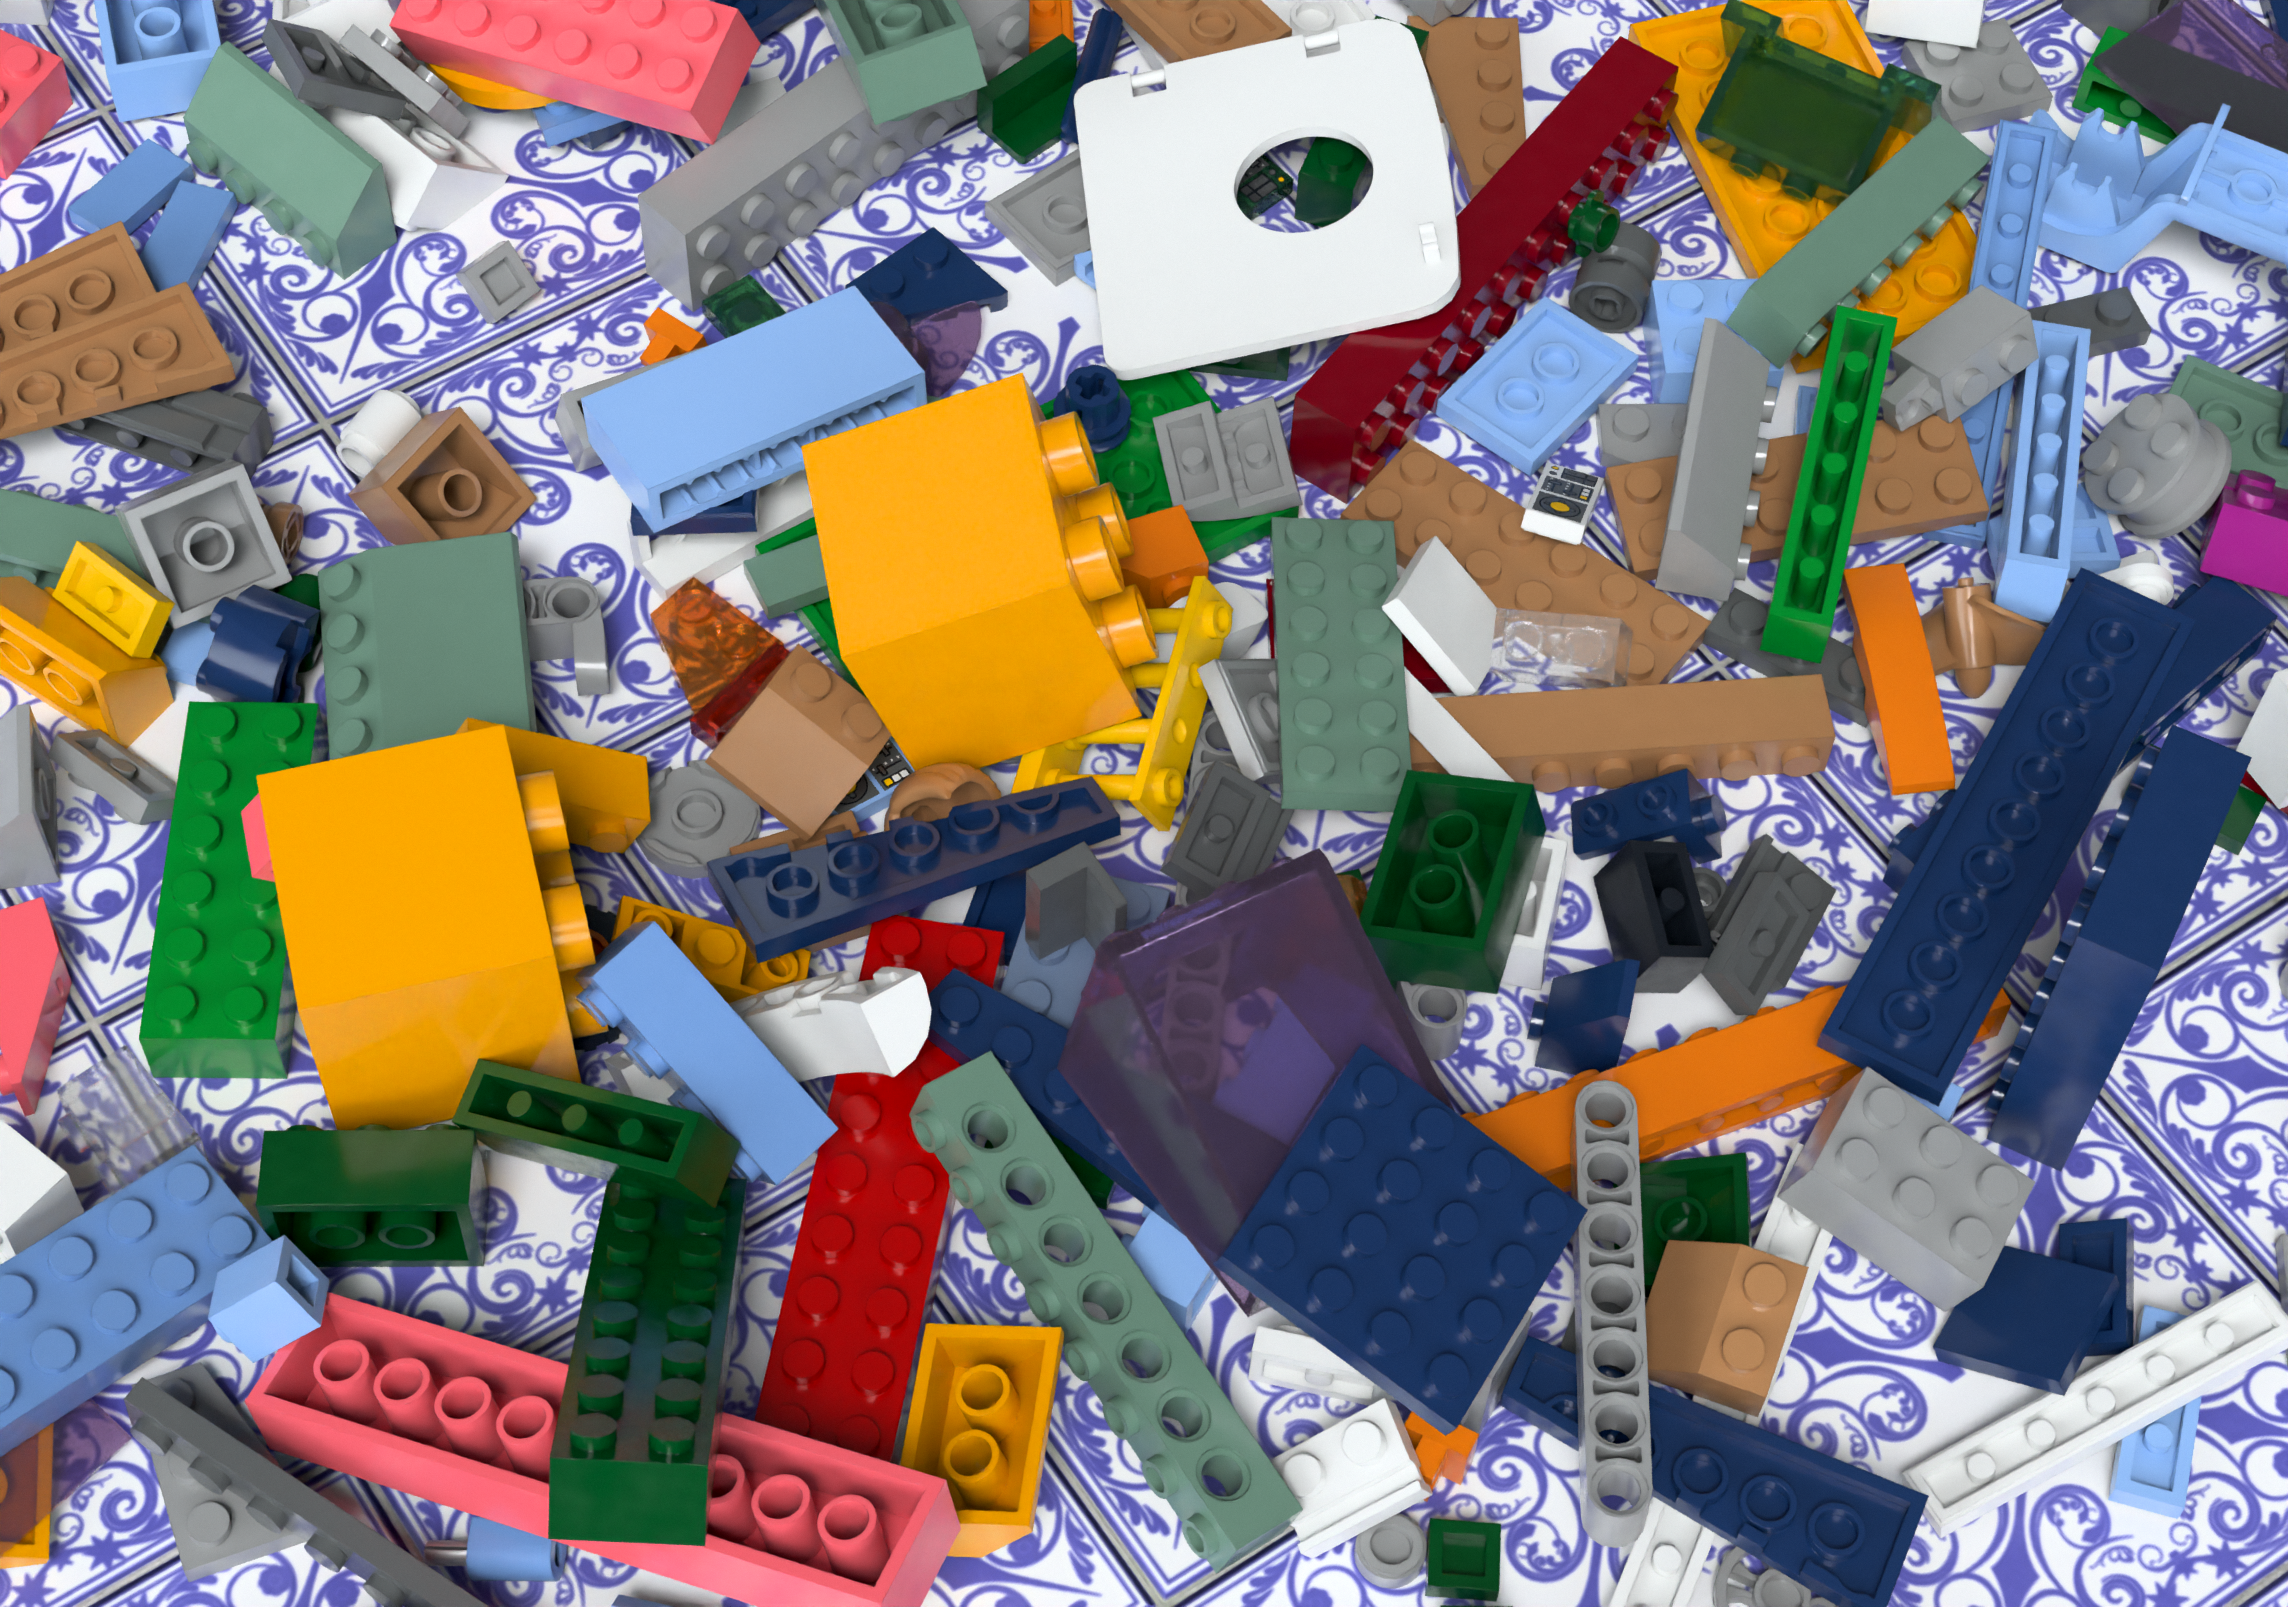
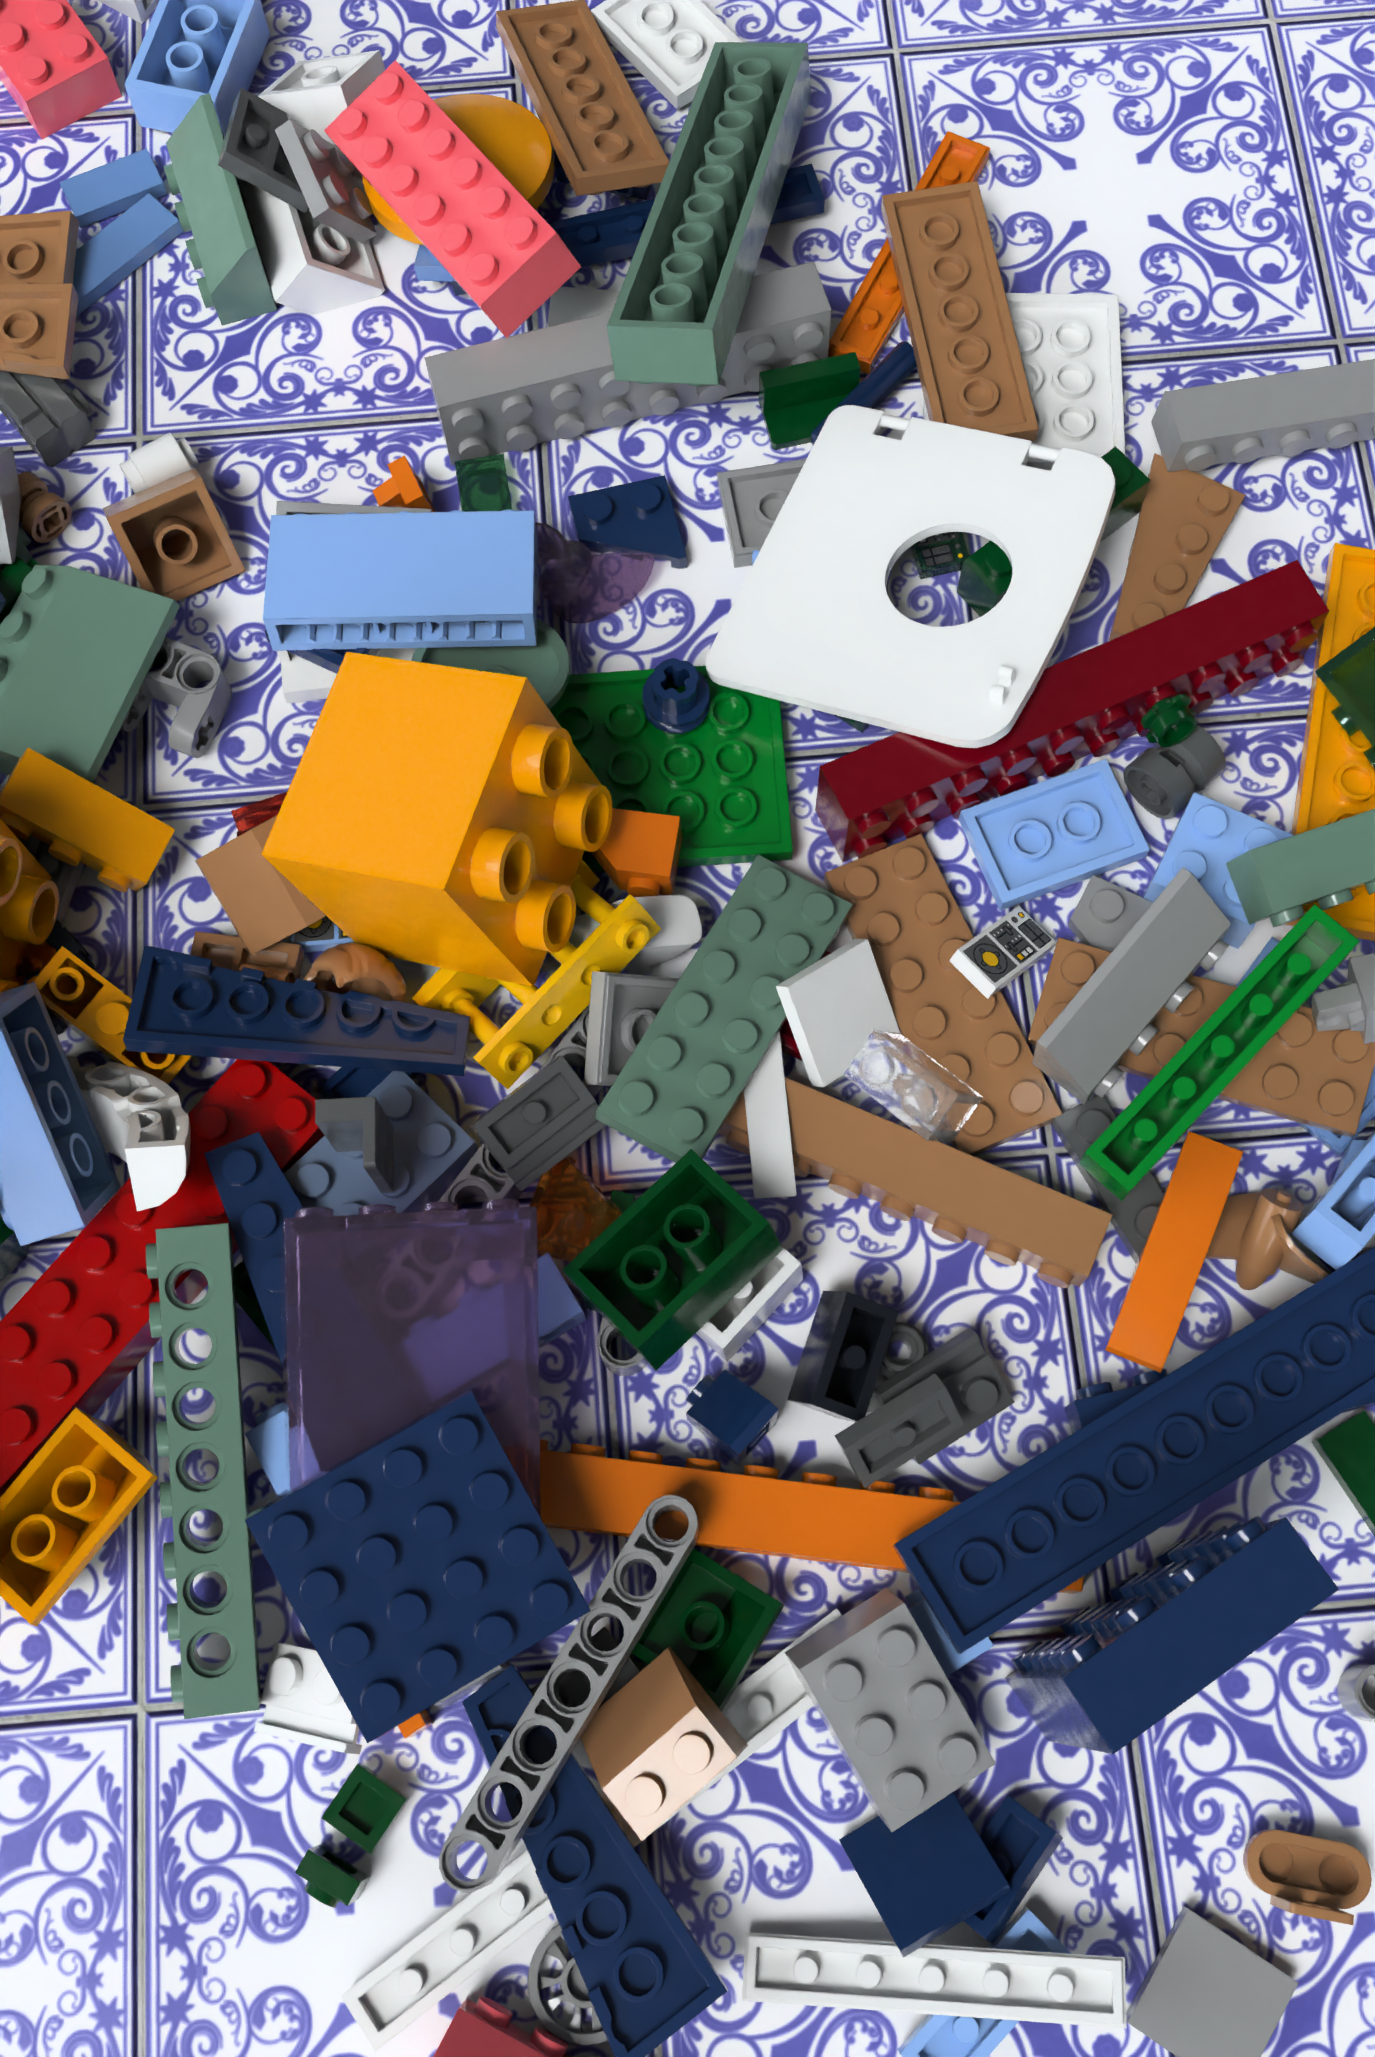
camera: 35 degrees right, 15 degrees up
(497, 281) = (316, 378): light grey plate -> none
(695, 819) = (181, 896): light grey tile -> none
(706, 641) = (279, 746): clear orange wing -> none
(1227, 461) = (755, 788): light grey slope -> none
(1391, 1552) = (321, 1769): light grey tile -> none
(1648, 812) = (902, 1262): dark blue bracket -> none

